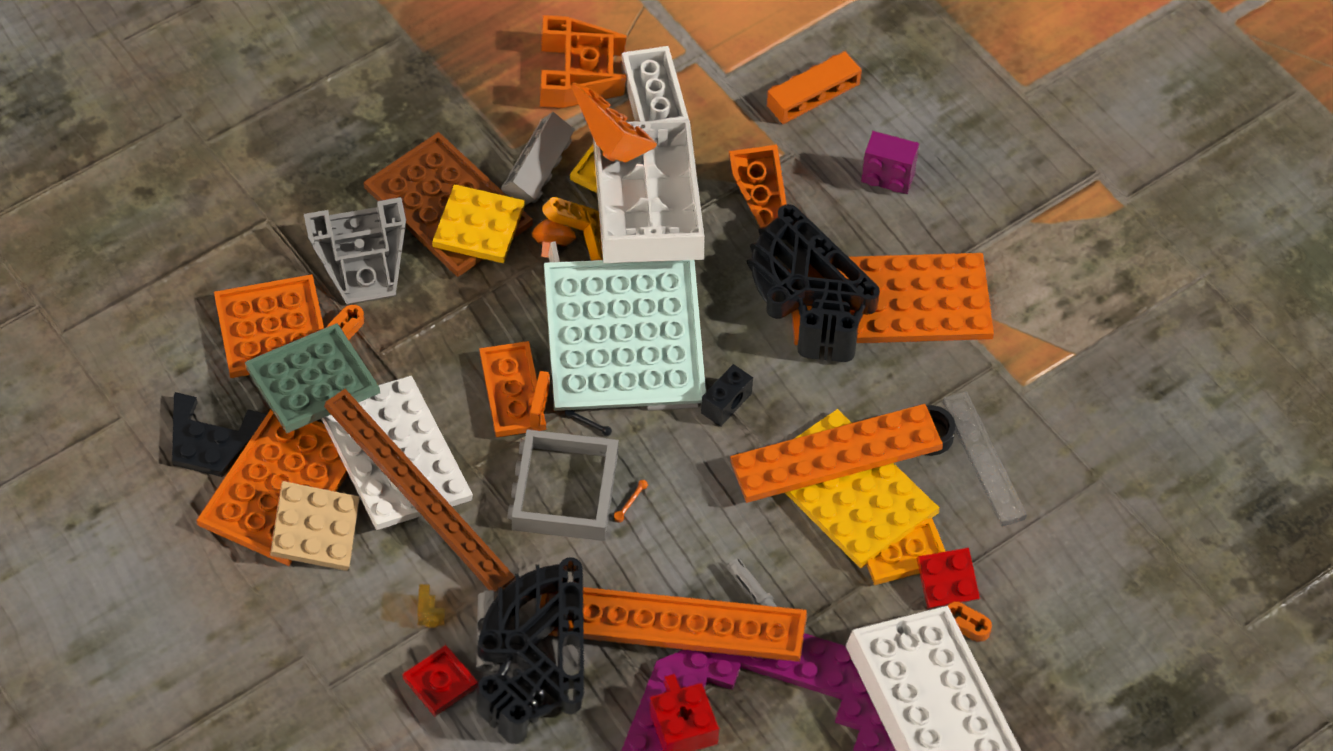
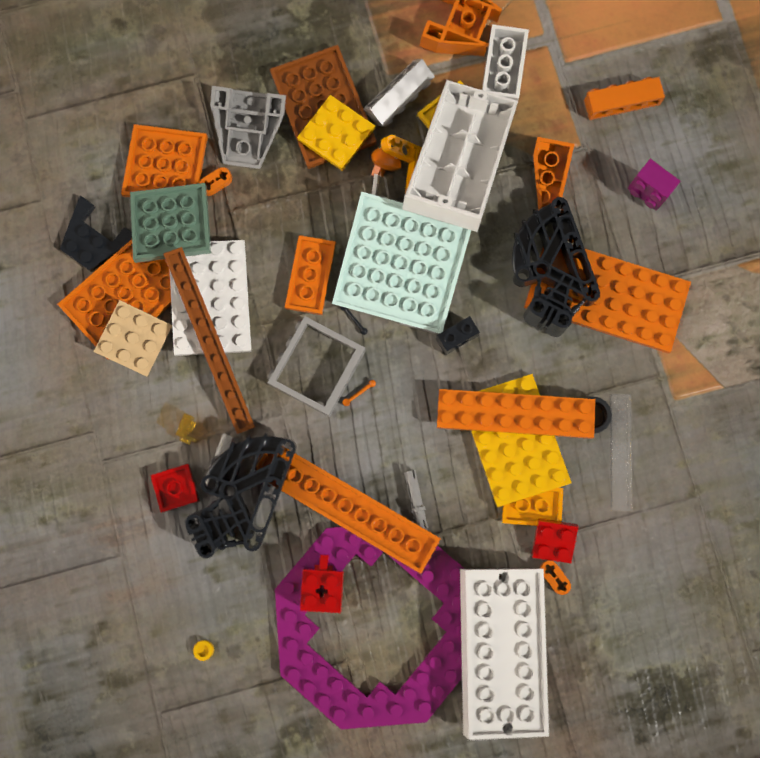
camera: 25 degrees right, 25 degrees up
(538, 399) = (321, 295): orange plate -> none
(609, 128) = (454, 91): orange wedge -> none

